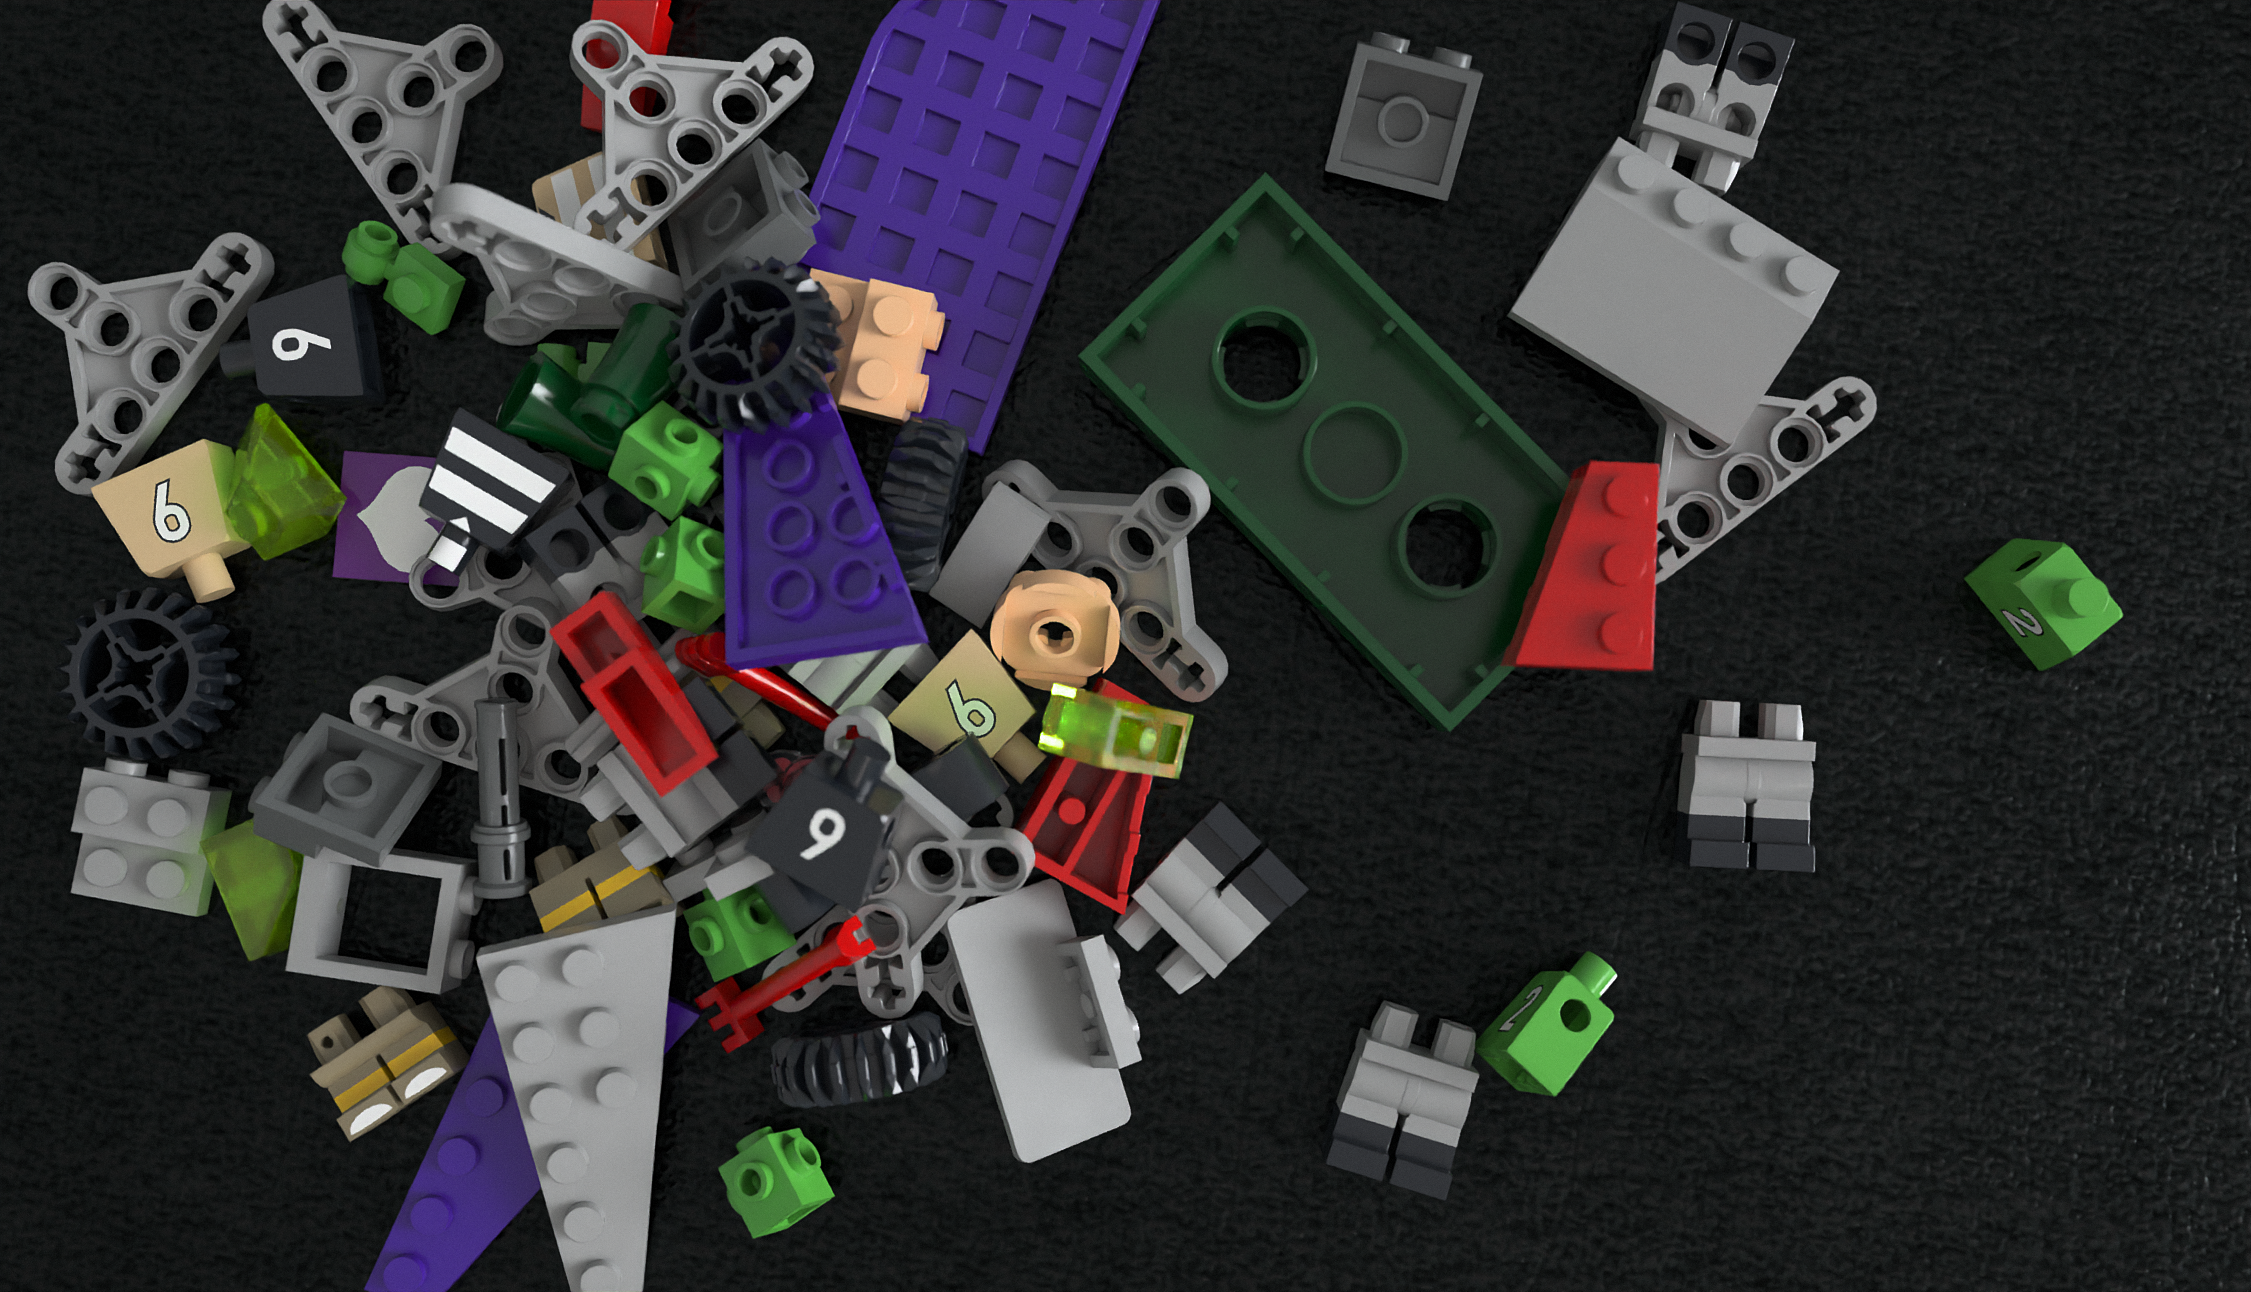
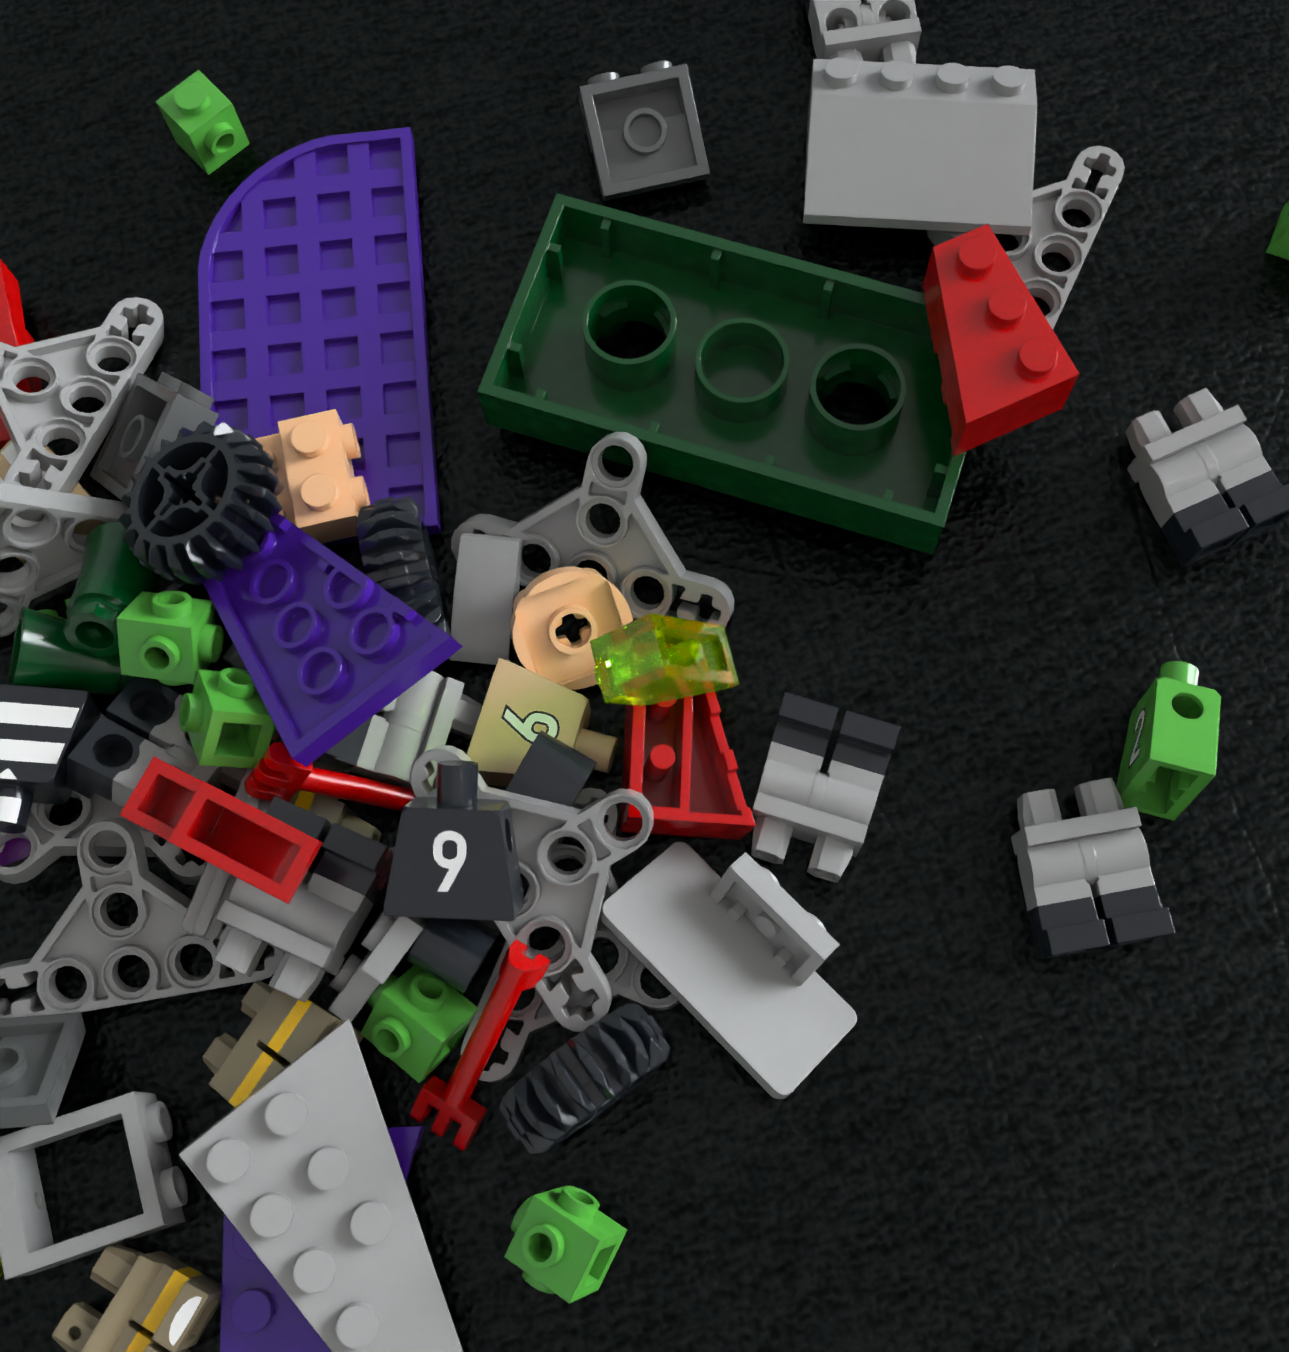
camera: 20 degrees left, 15 degrees down
(500, 828) = (158, 1042): dark grey pin -> none

